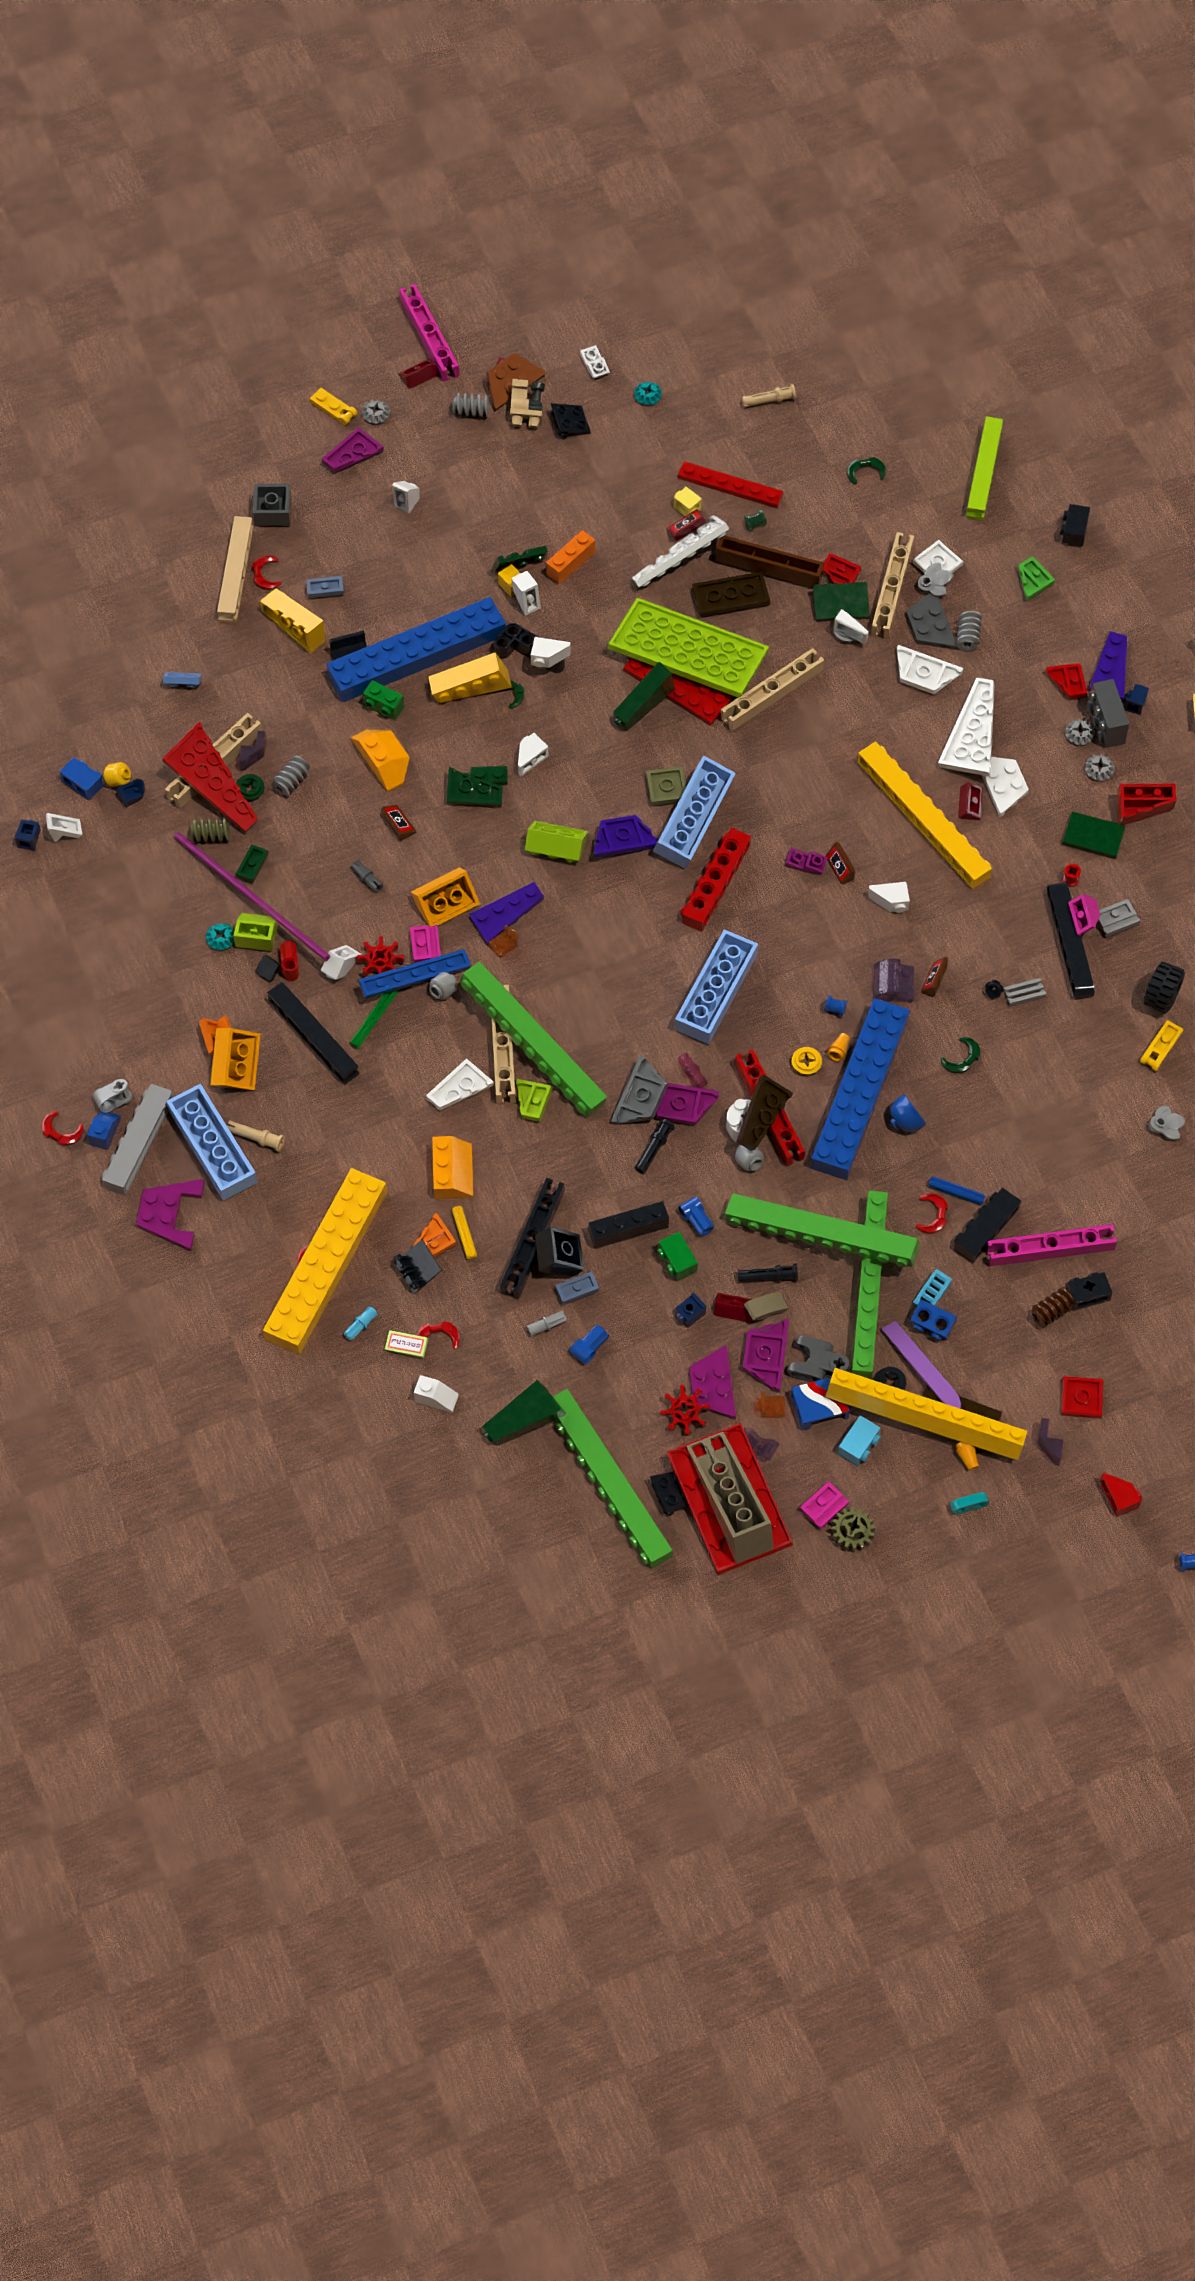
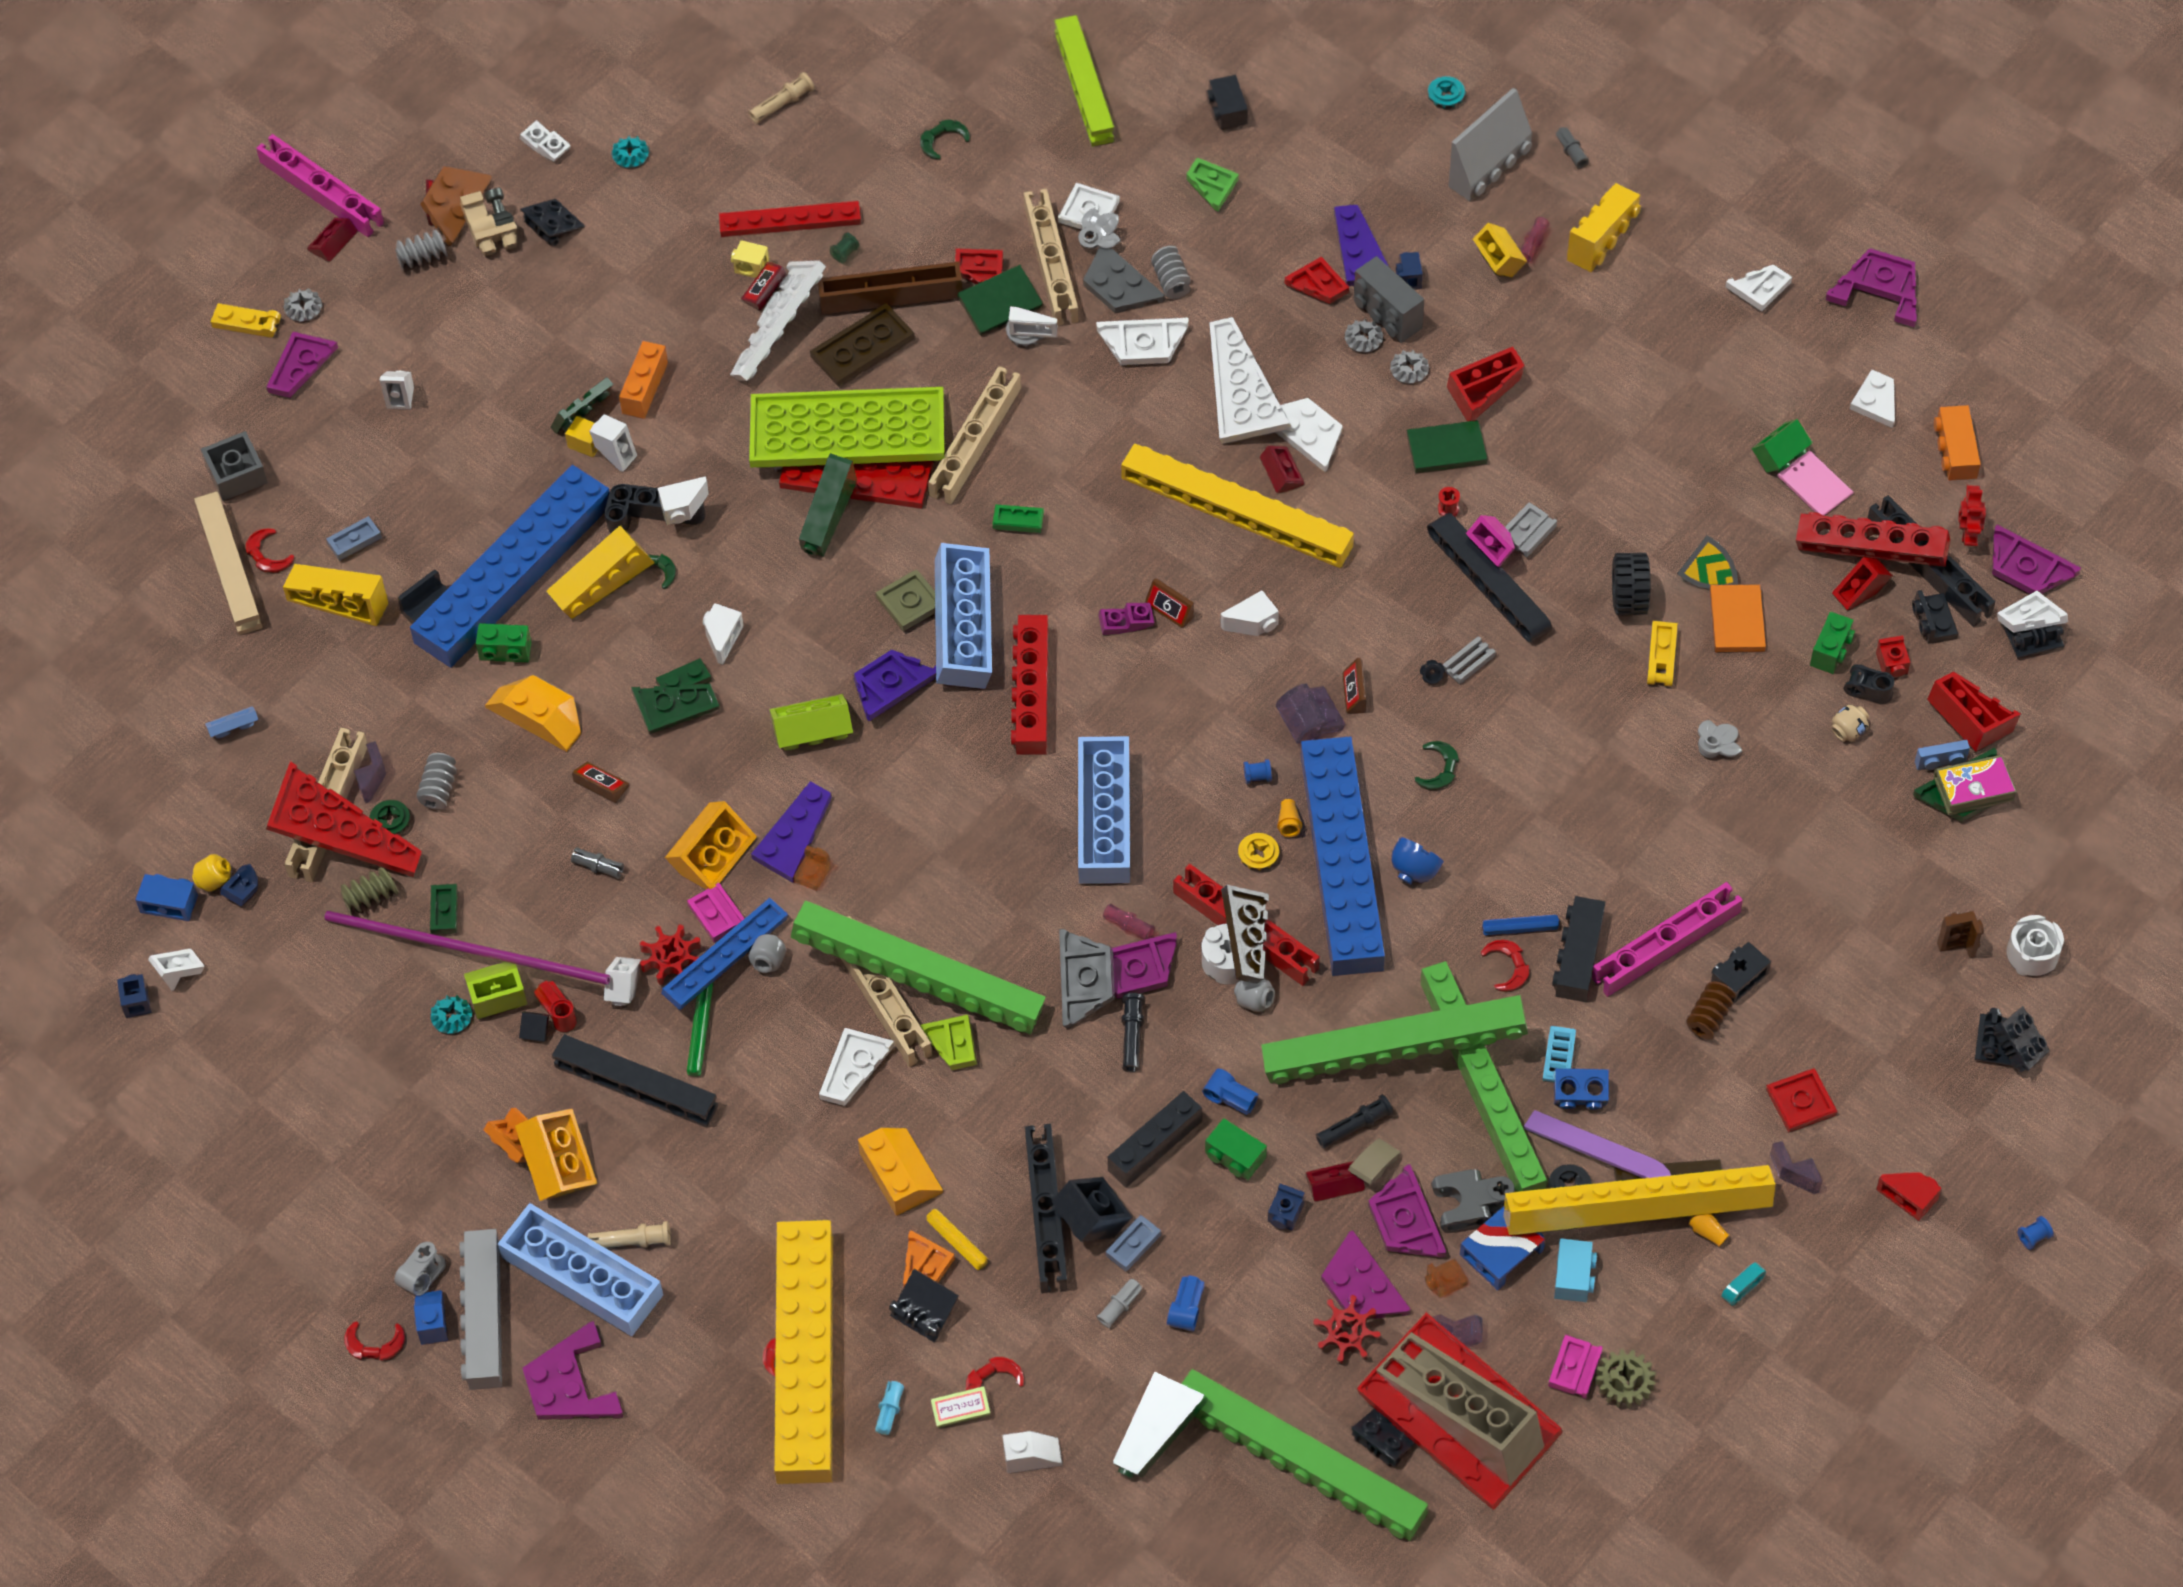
camera: 25 degrees left, 5 degrees down
(770, 760) = (1018, 518): none -> green plate

